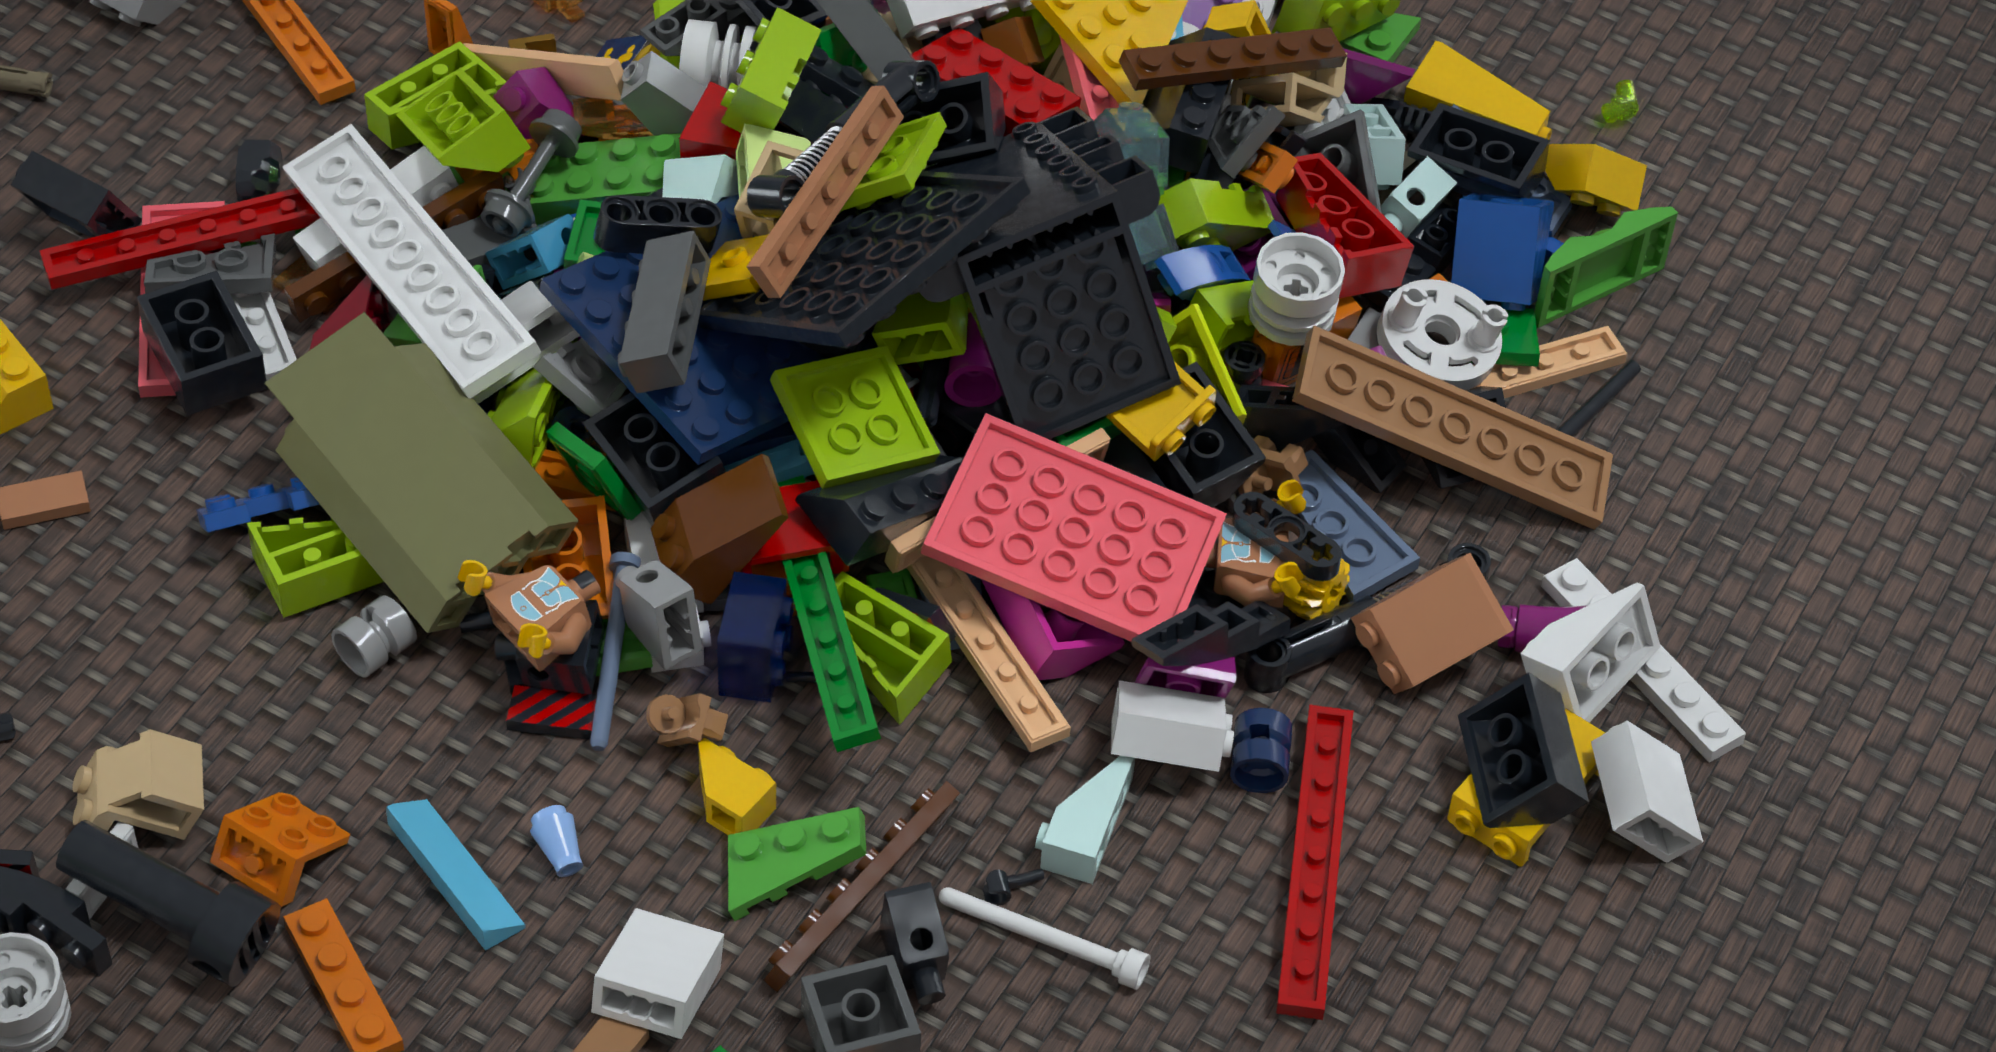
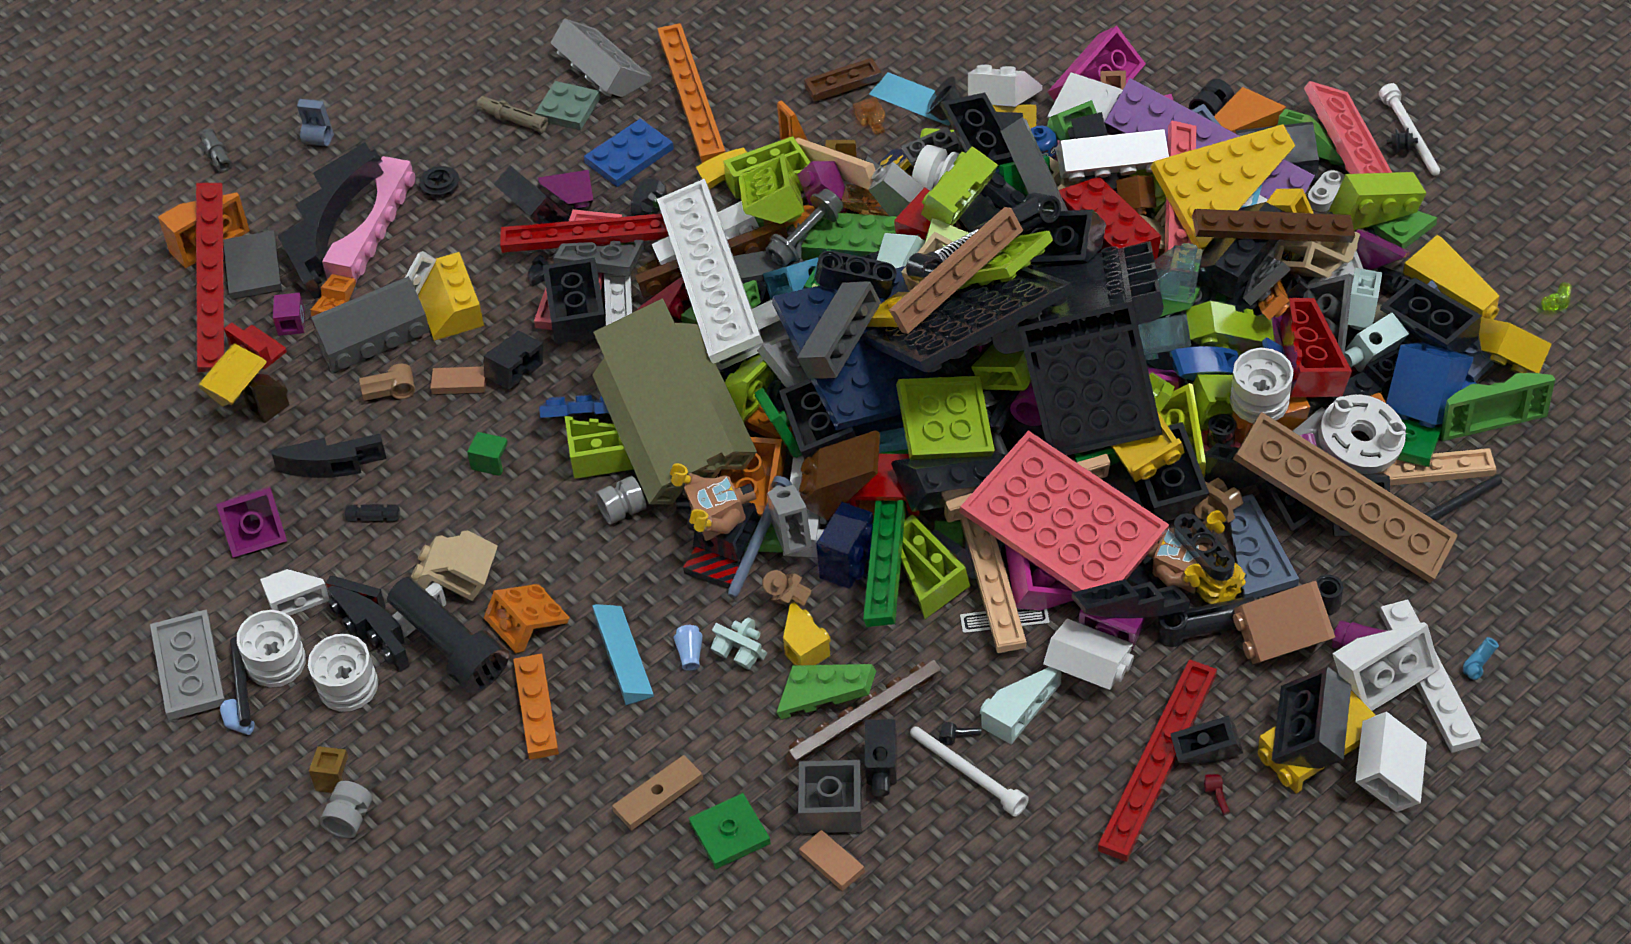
camera: 25 degrees right, 0 degrees up
(77, 48) = (568, 105): none -> sand green plate
(117, 308) = (536, 272): none -> black tile
(124, 450) = (512, 359): none -> black brick
(129, 172) = (570, 187): none -> magenta slope
(132, 604) = (486, 452): none -> green panel
(198, 106) = (628, 152): none -> blue plate
(349, 105) = (713, 169): none -> yellow slope
(653, 823) = (748, 649): none -> light aqua hips
(657, 973) = (717, 740): white brick -> none
(986, 711) = (978, 621): none -> sticker
(1261, 750) = (1146, 682): dark blue wheel -> none
(1381, 818) = (1207, 742): none -> black slope
(1408, 877) = (1214, 783): none -> dark red hand
(1696, 631) = (1474, 664): none -> dark azure arm

